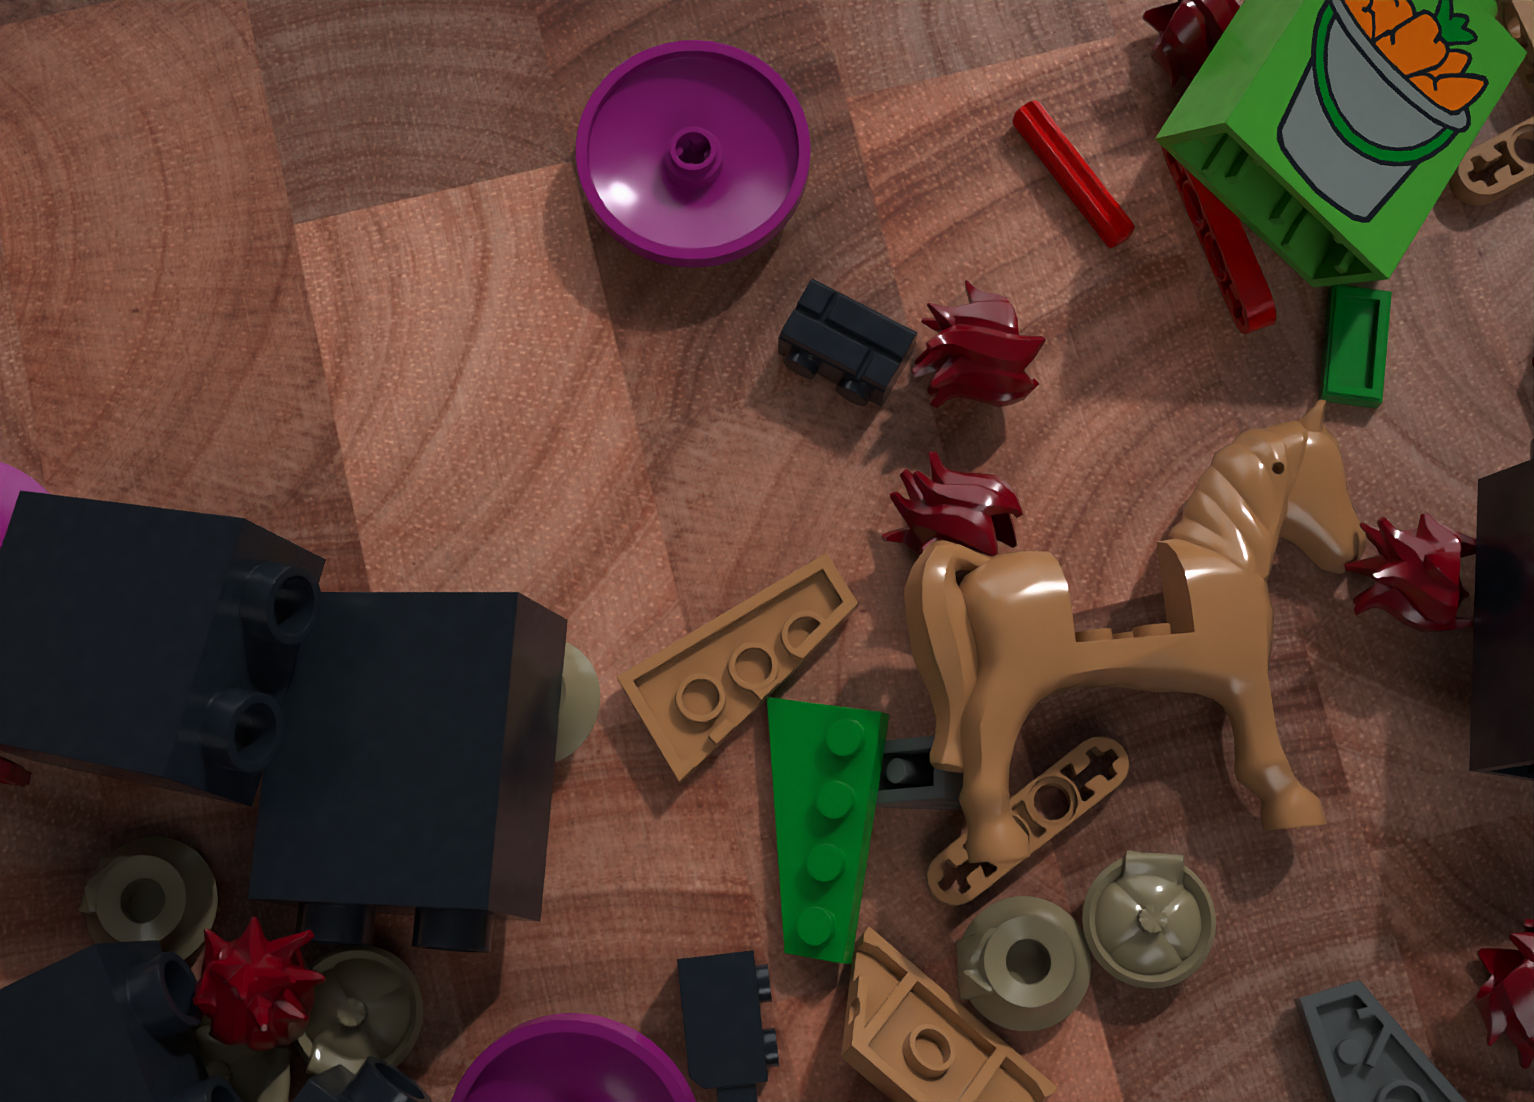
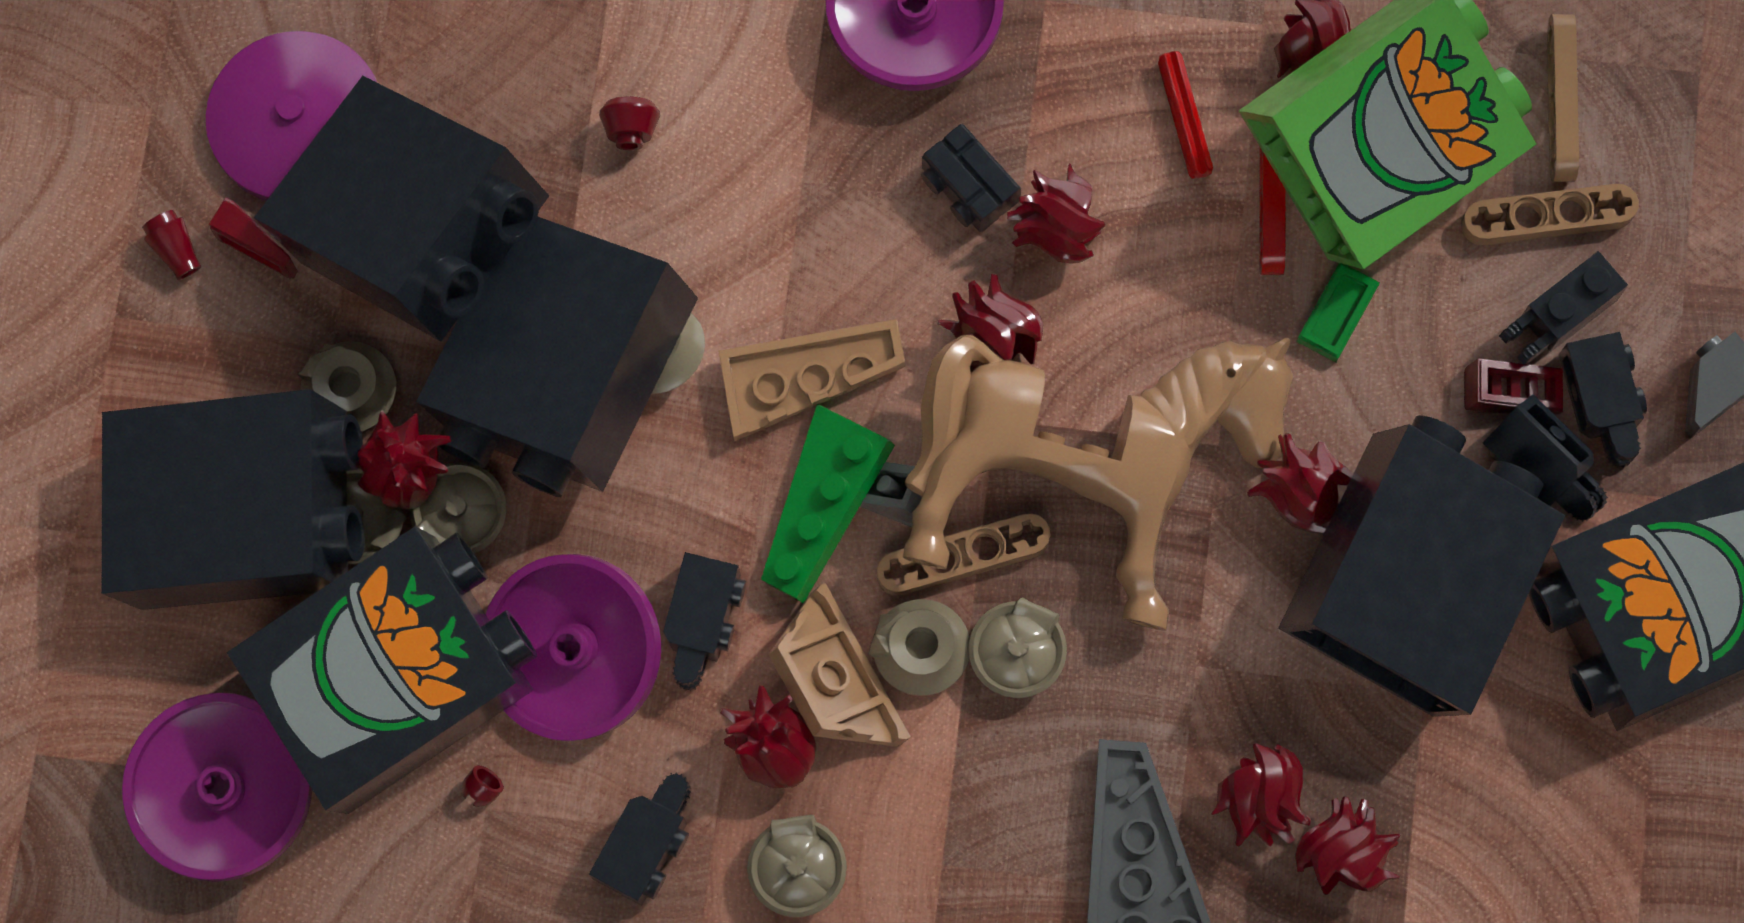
camera: 25 degrees right, 0 degrees up
(391, 425) = (629, 121): none -> dark red cone

